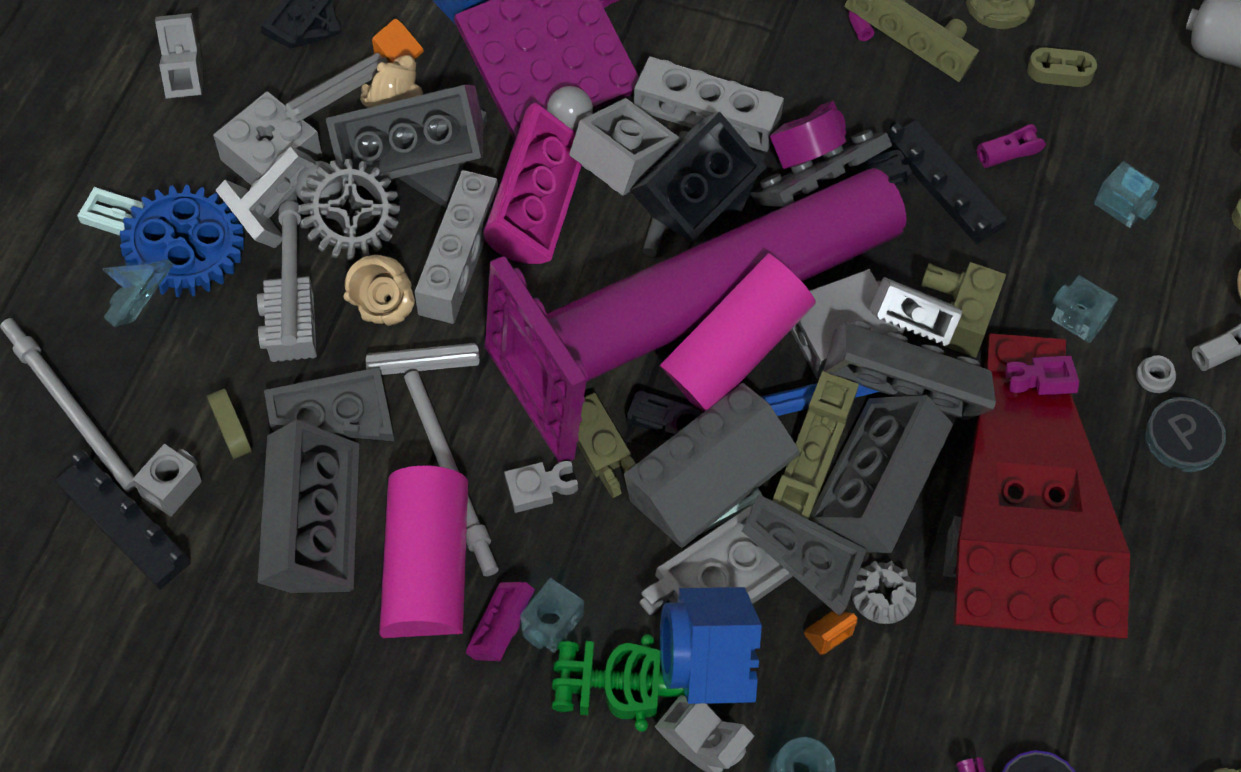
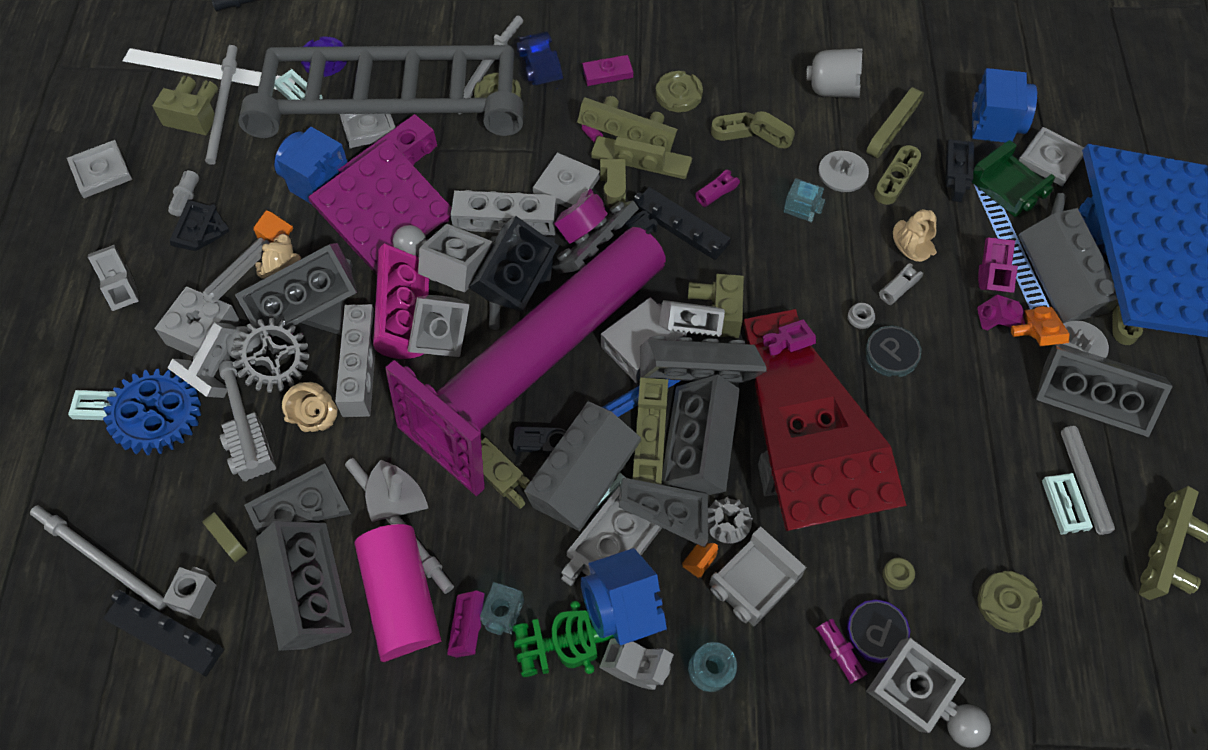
camera: 15 degrees left, 0 degrees up
(138, 285) = (127, 455): clear light blue slope -> none
(424, 358) = (355, 447): light grey axle -> none
(454, 429) = (392, 493): none -> light grey shield
(533, 487) = (461, 518): light grey plate -> none
(575, 230) = (438, 325): none -> light grey slope
(738, 333) = (575, 368): dark pink brick -> none
(805, 81) = (566, 180): none -> light grey plate
(873, 88) = (615, 174): none -> olive leg
(898, 676) = (757, 577): none -> light grey panel
(919, 76) = (642, 156): none -> olive bracket
(1087, 321) = (802, 293): clear light blue brick -> none
(1093, 729) = (898, 573): none -> olive tile
(1113, 85) = (772, 129): none -> olive beam
(1198, 169) = (843, 171): none -> light grey piece

